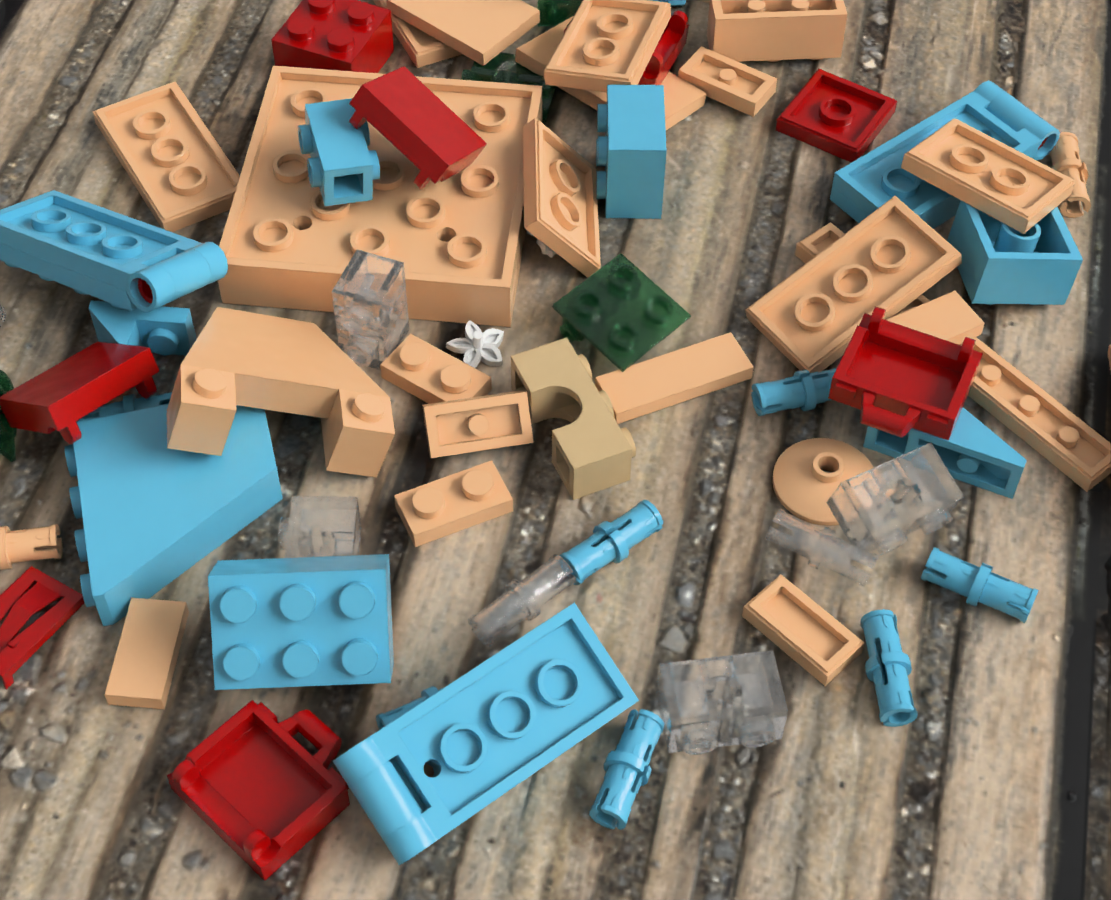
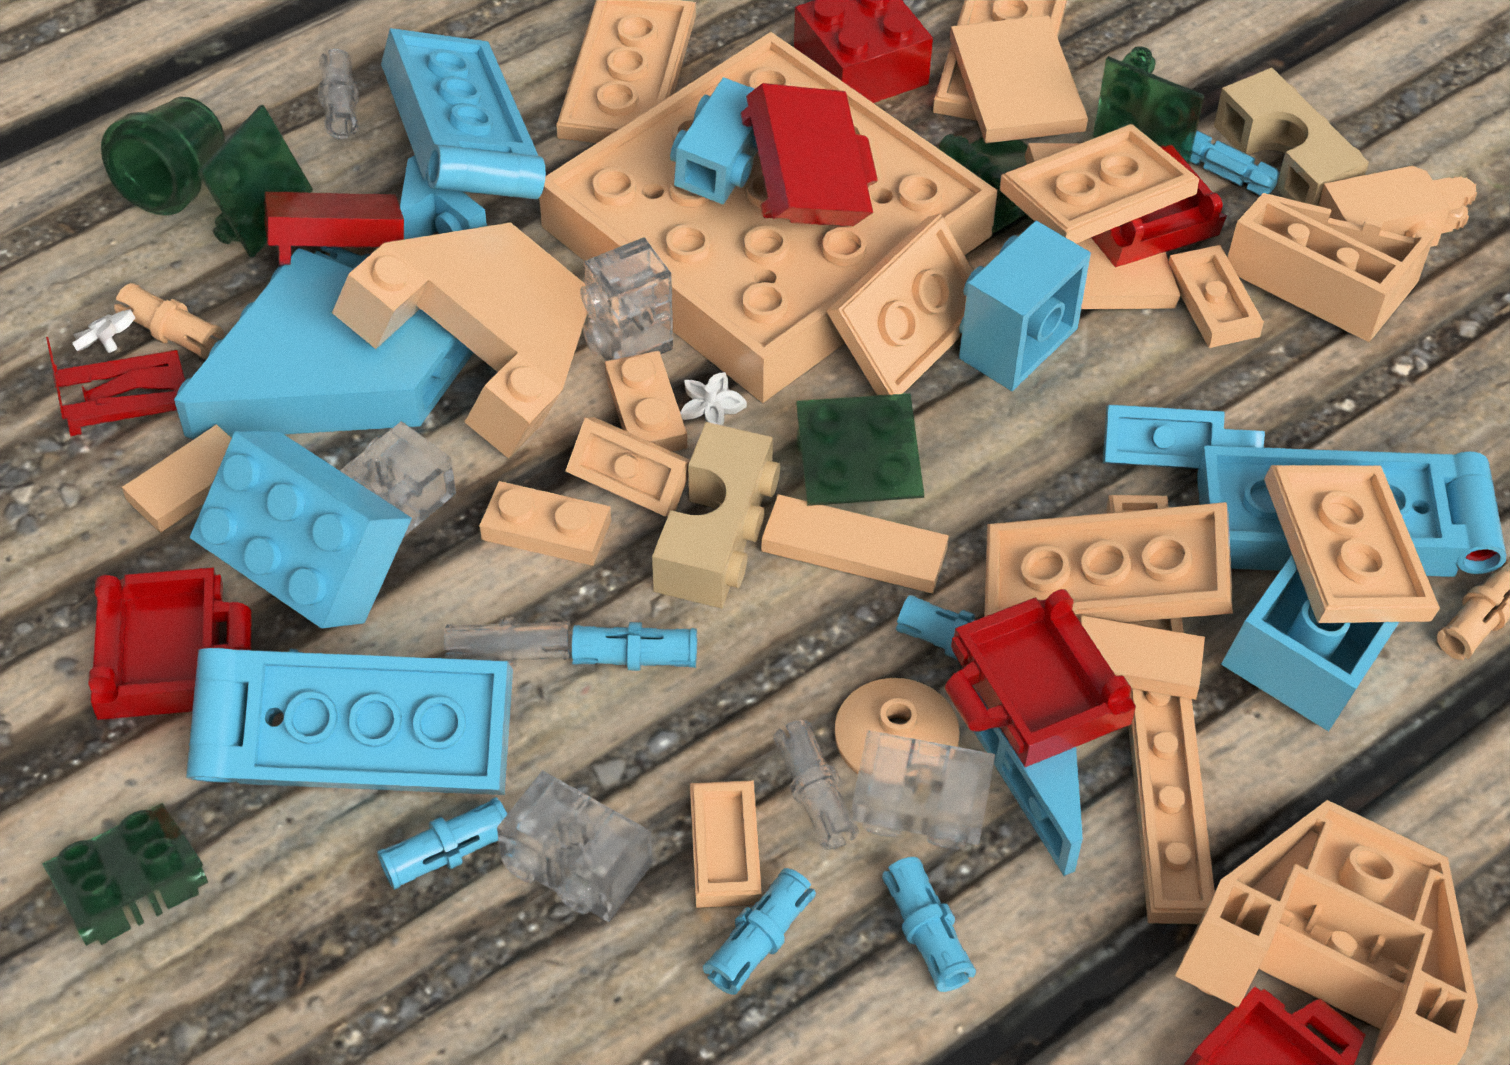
camera: 40 degrees right, 0 degrees up
(796, 184) = (1168, 436): none -> medium azure plate
(836, 115) = (1300, 397): red tile -> none

